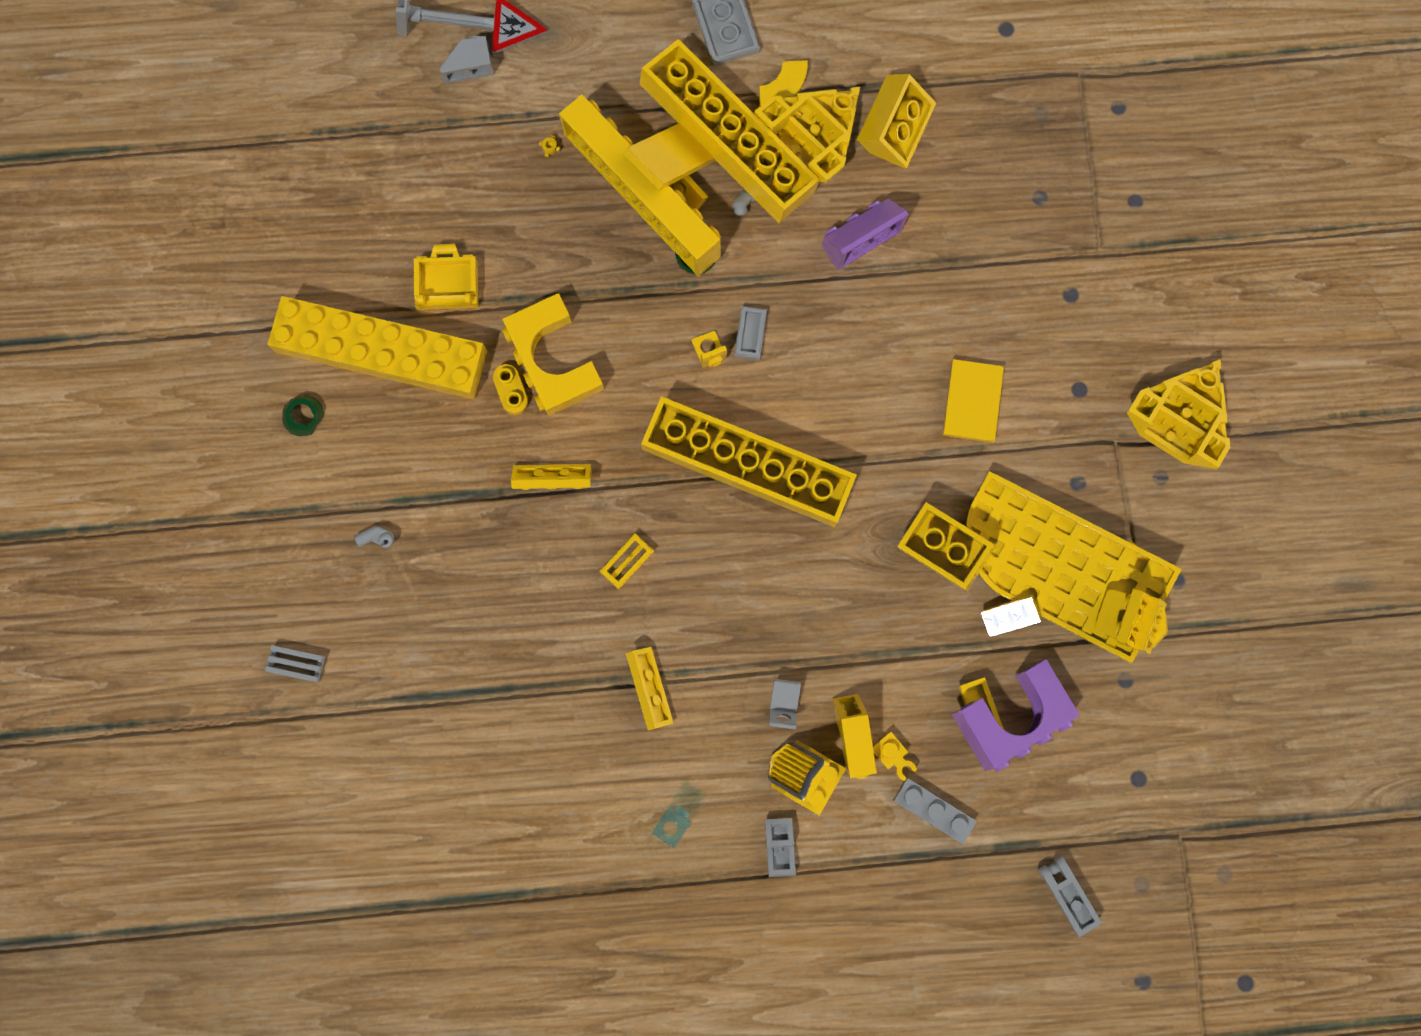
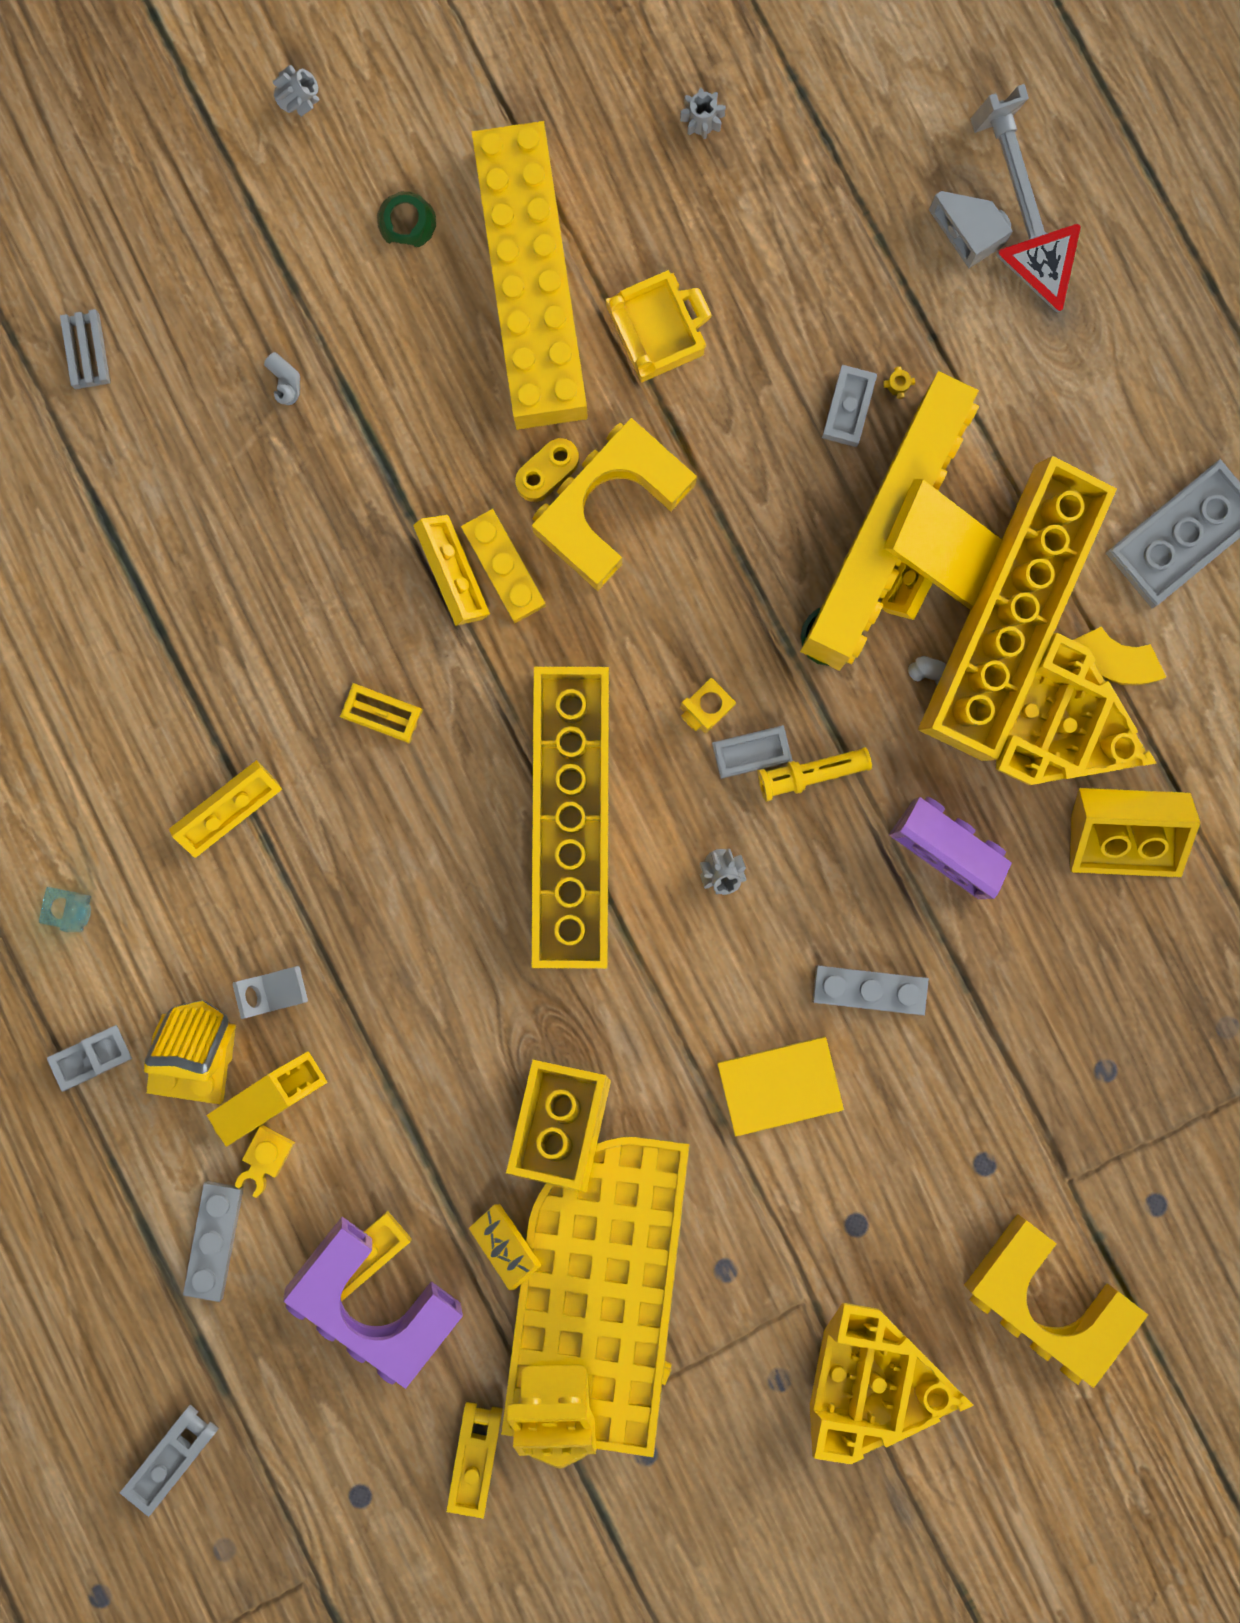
camera: 75 degrees right, 5 degrees up
(183, 451) = (295, 90): none -> light grey gear
(316, 189) = (702, 113): none -> light grey gear
(552, 182) = (849, 406): none -> light grey plate
(562, 443) = (503, 566): none -> yellow plate
(778, 310) = (796, 776): none -> yellow pin
(821, 380) = (723, 871): none -> light grey gear
(933, 320) = (870, 990): none -> light grey plate
(1142, 692) = (474, 1462): none -> yellow plate
(1207, 277) = (1082, 1347): none -> yellow arch

